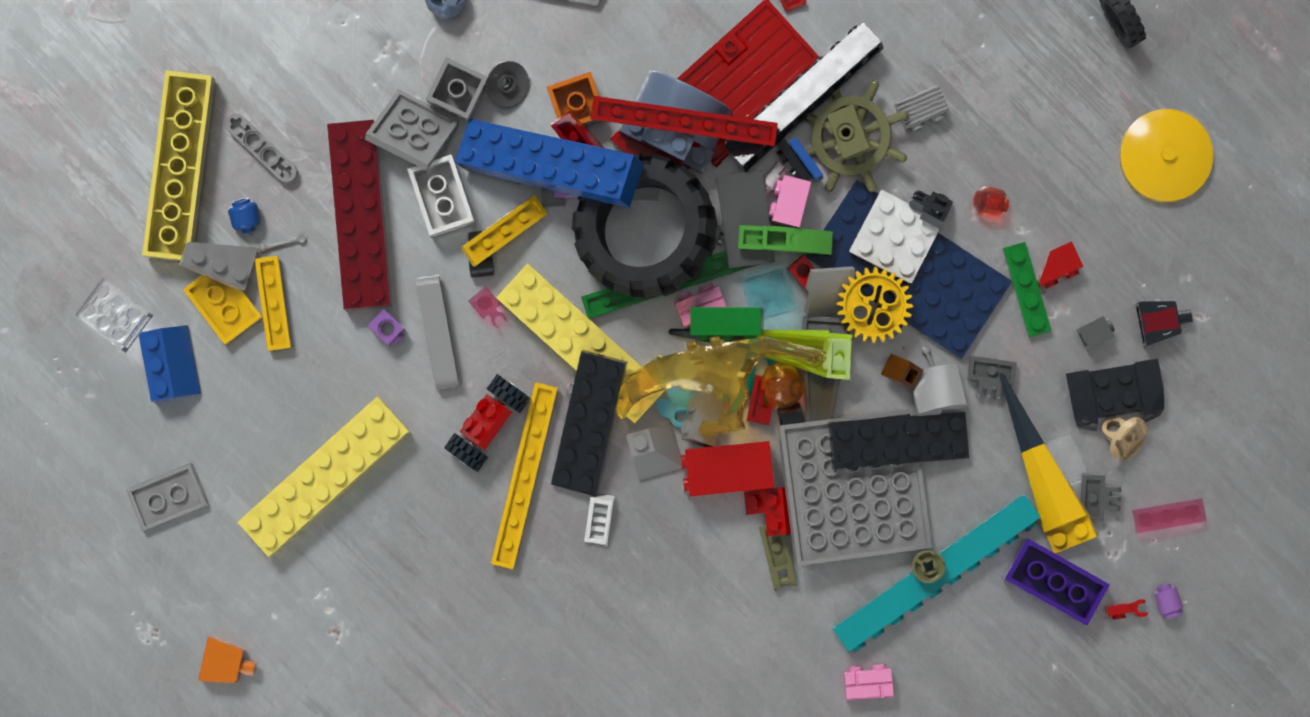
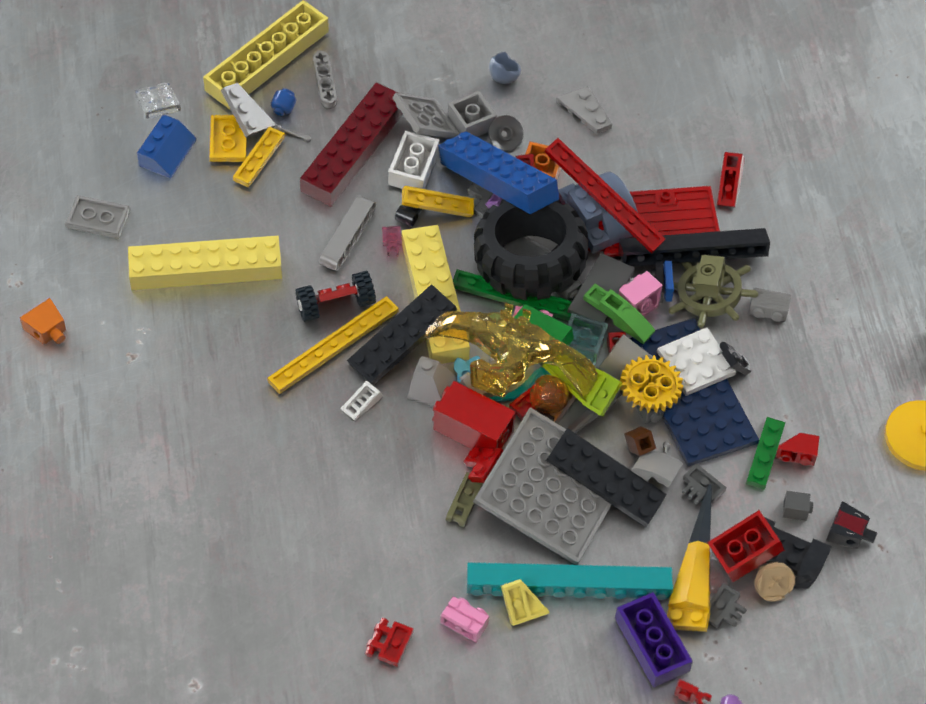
camera: 30 degrees right, 30 degrees down
(379, 321) = (317, 210): medium lavender brick -> none
(911, 630) = (521, 603): none -> light yellow wing
(919, 570) = (564, 570): olive wheel -> none
(990, 202) = (778, 384): clear red head -> none
(1083, 427) = (746, 546): none -> red brick
(1169, 515) = (769, 655): clear pink plate -> none

